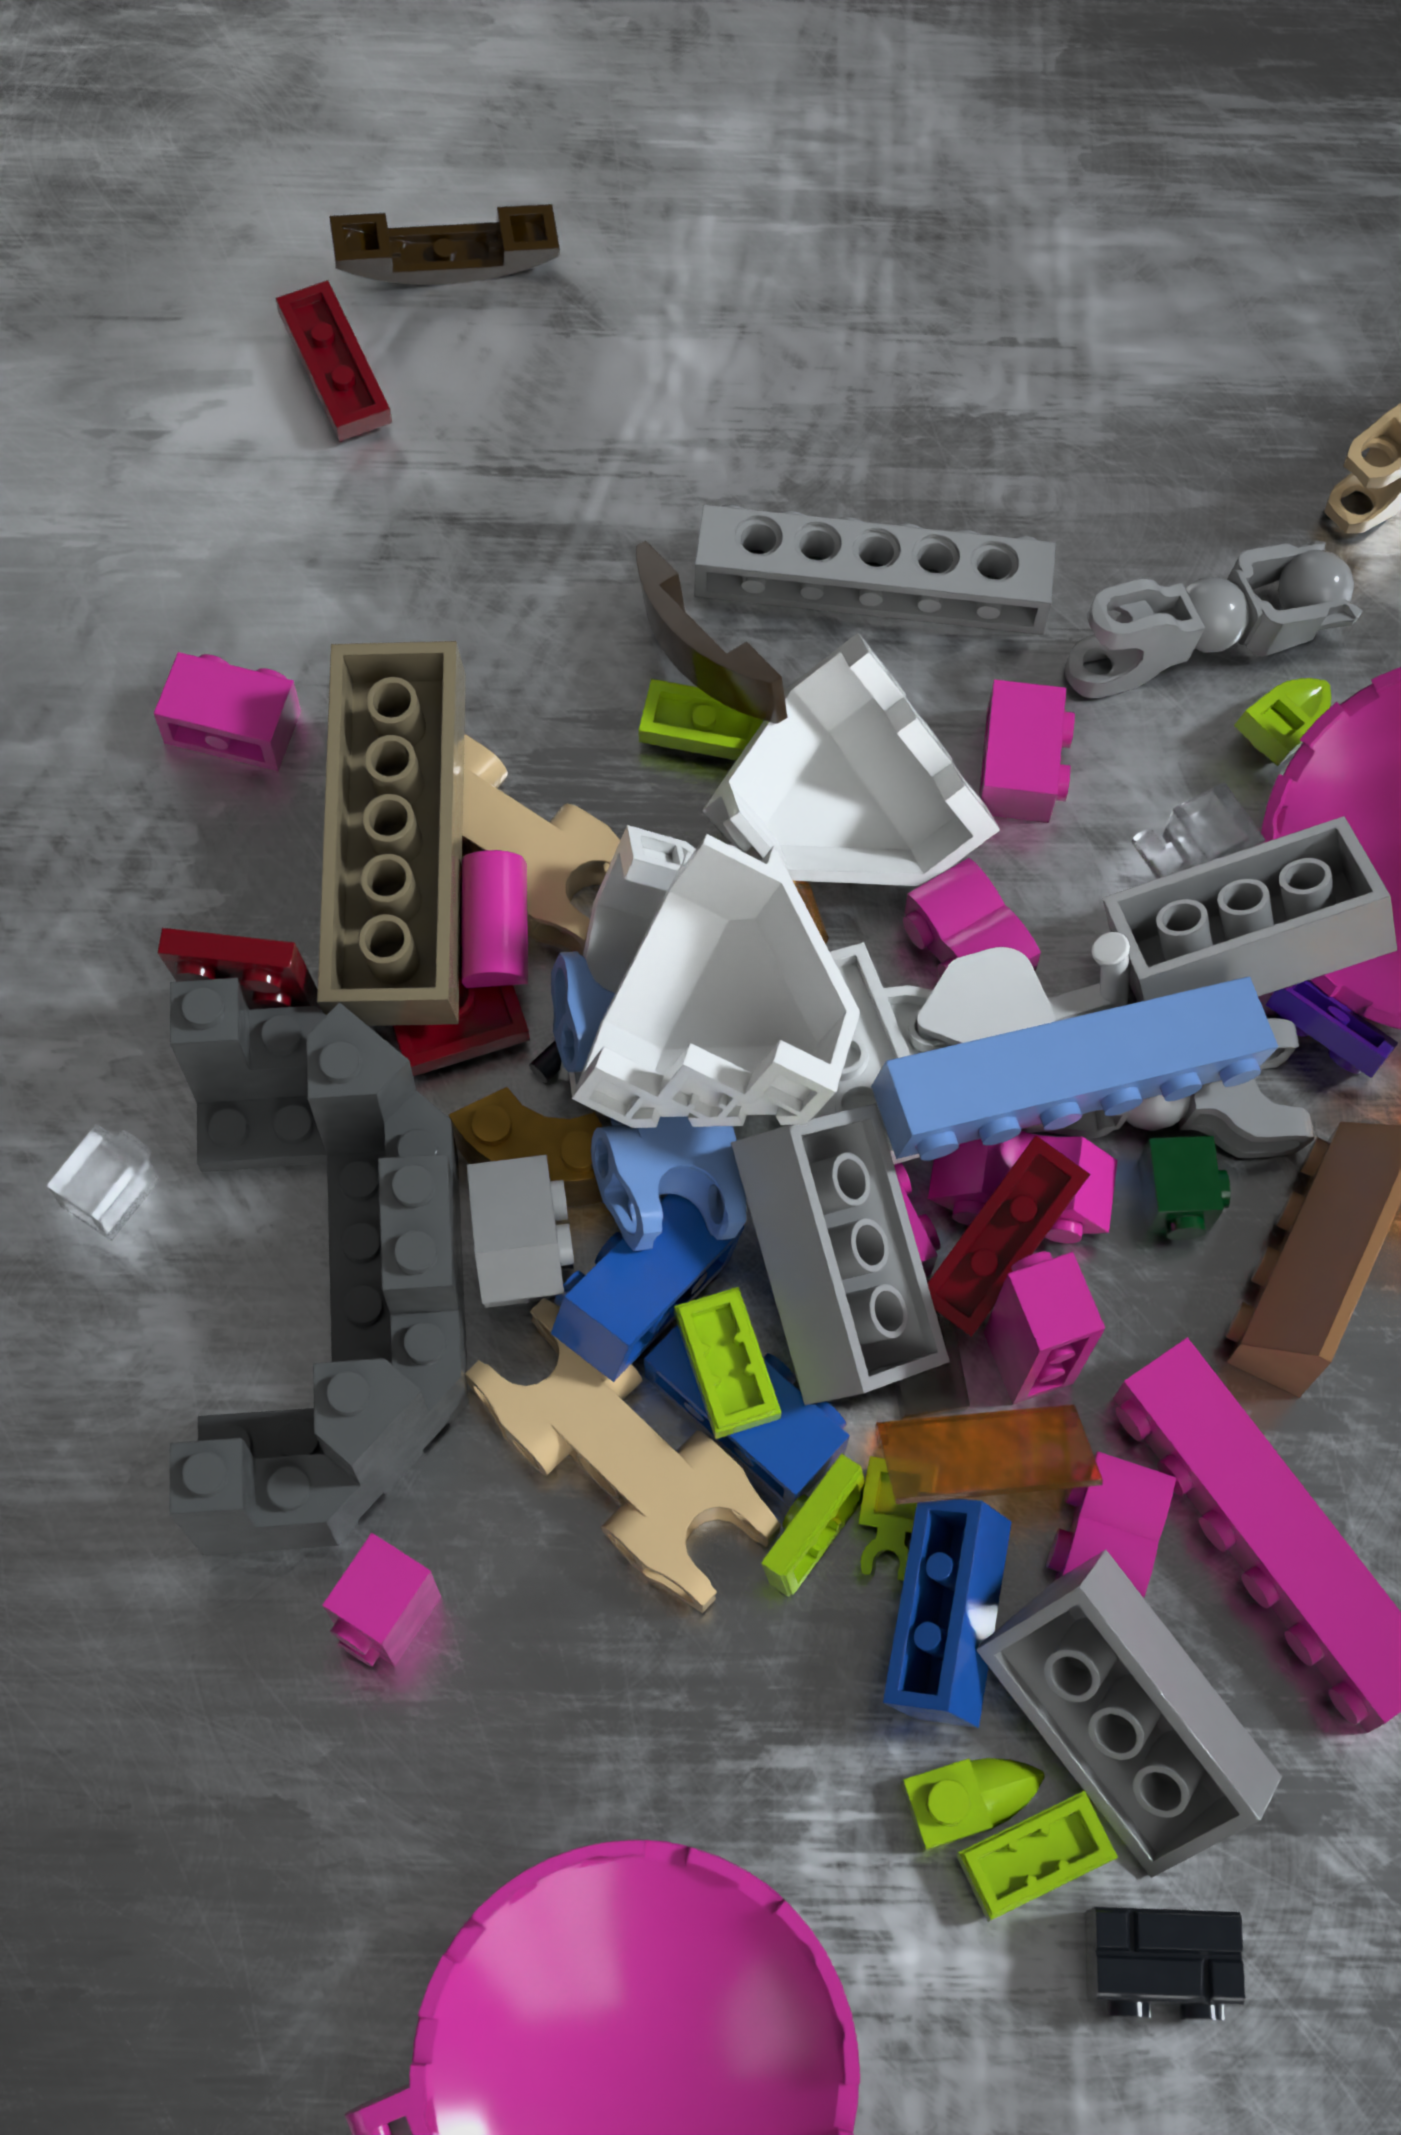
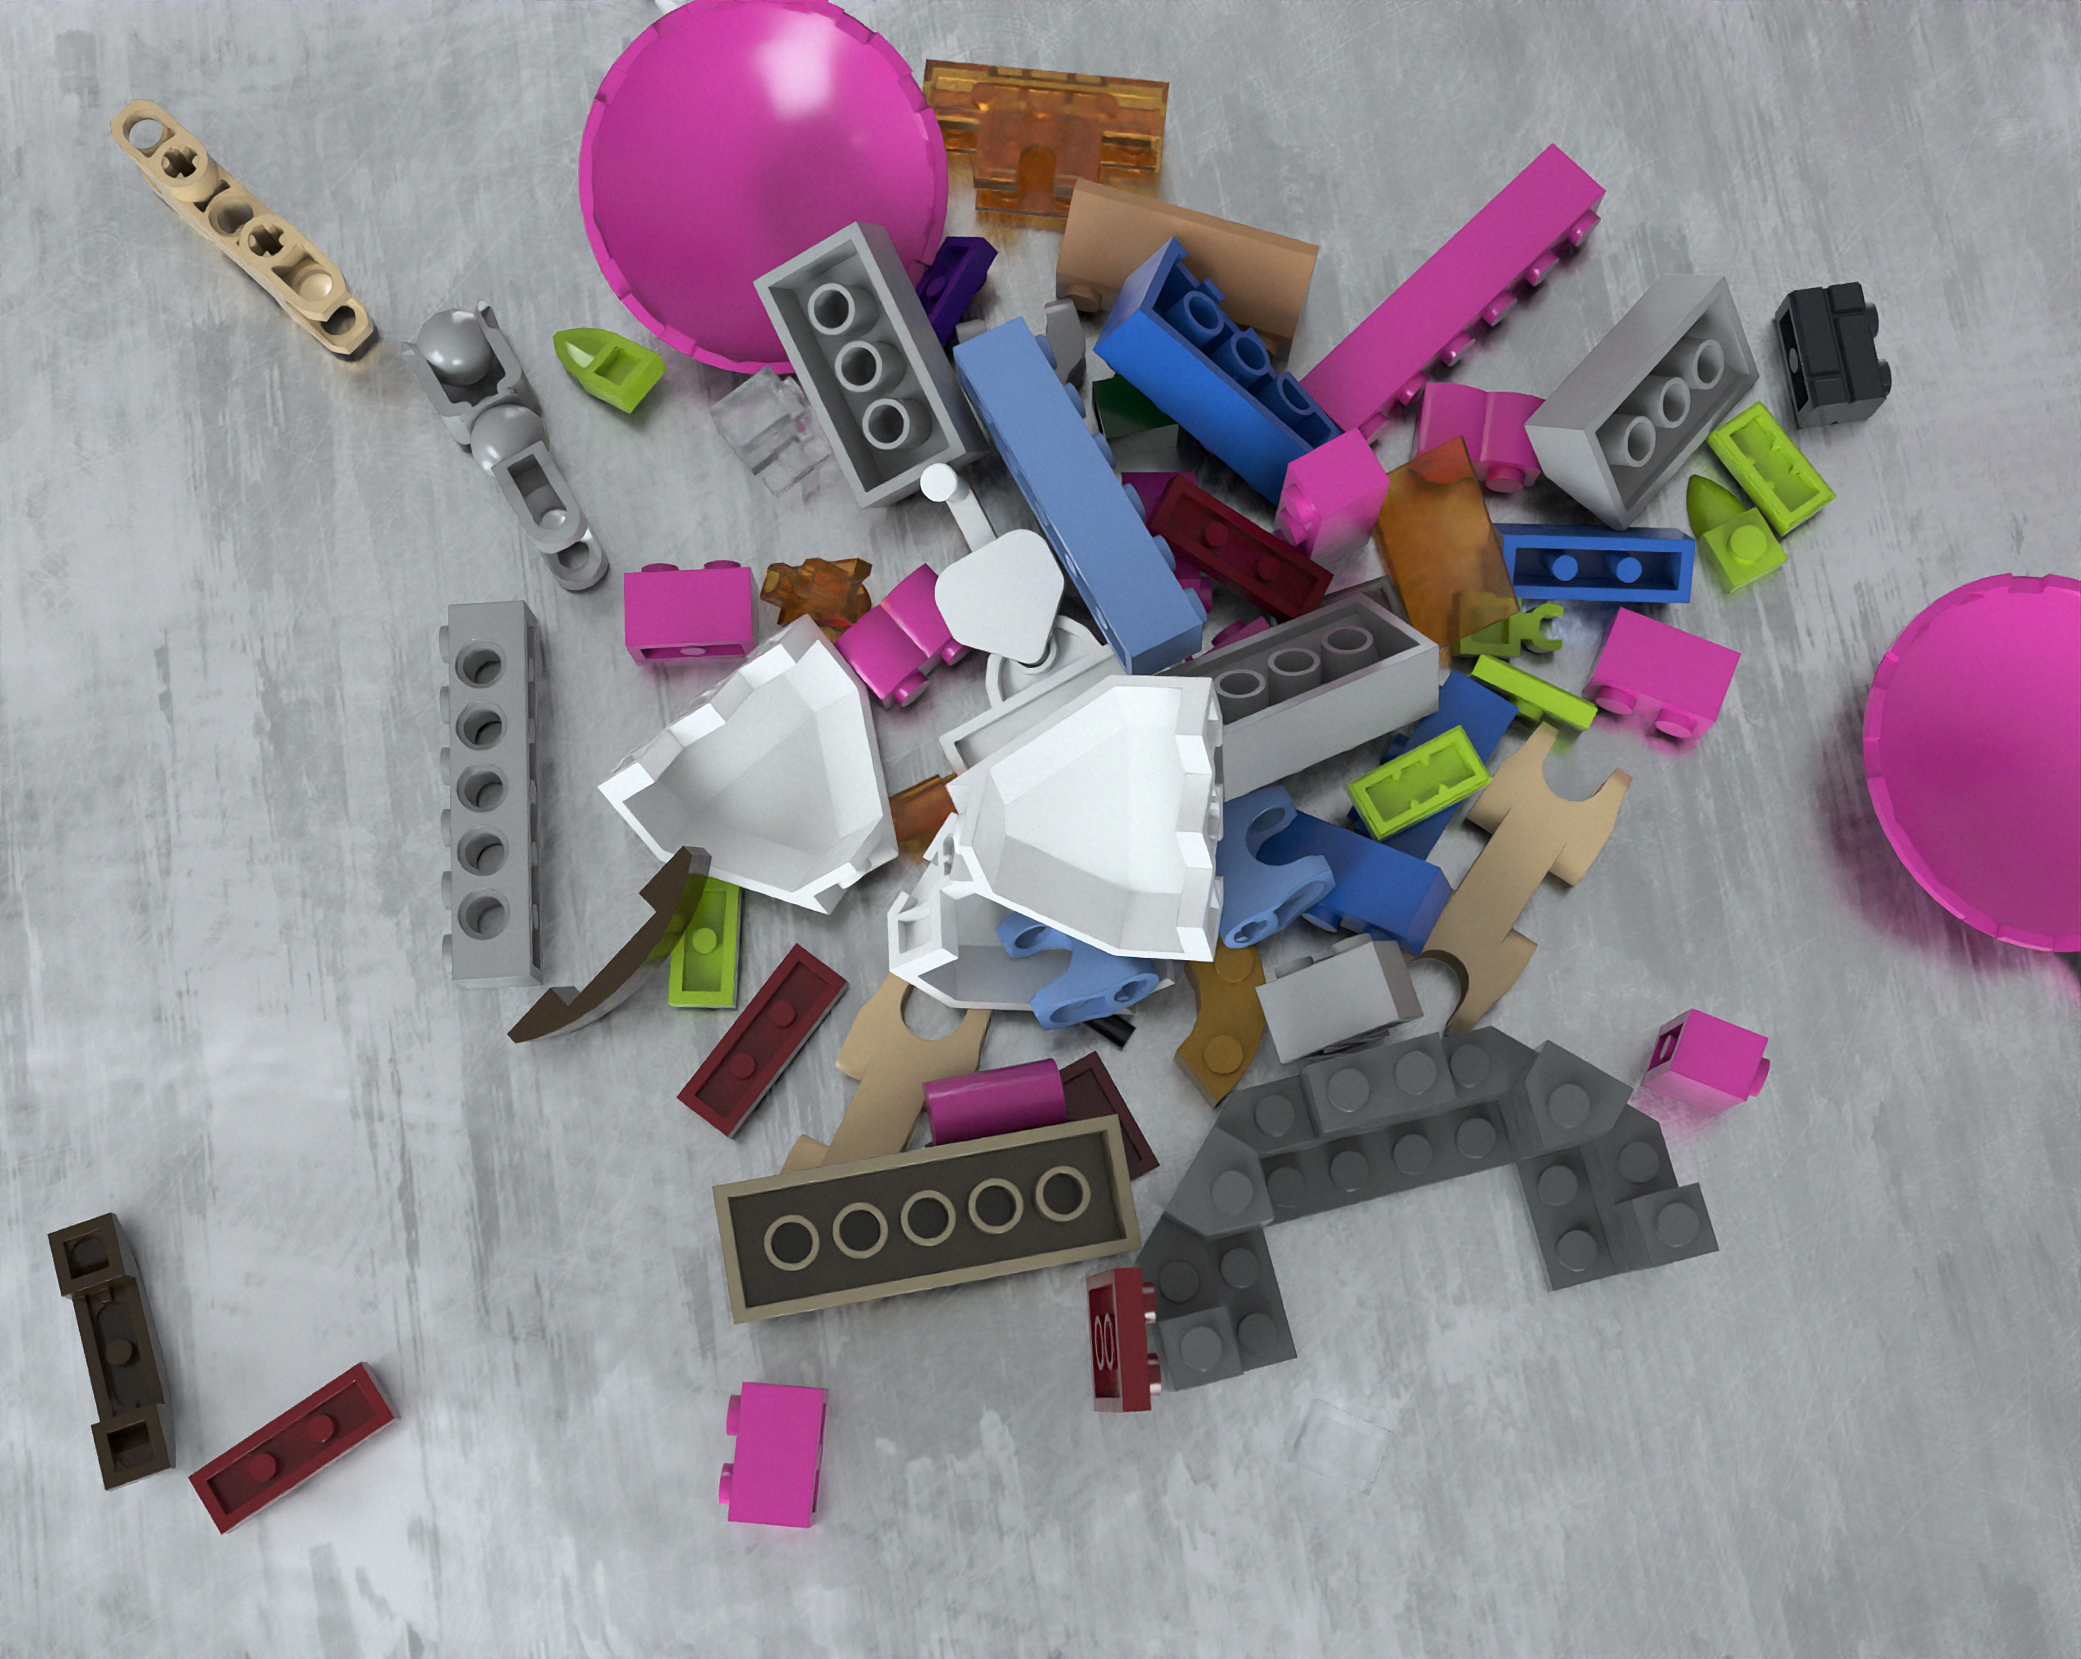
camera: 95 degrees left, 10 degrees up
(601, 754) = (763, 1040): none -> dark red plate
(814, 1668) = (1660, 674): none -> dark pink brick
(1023, 858) = (822, 588): none -> clear orange hips
(1203, 1239) = (1209, 374): none -> blue wedge

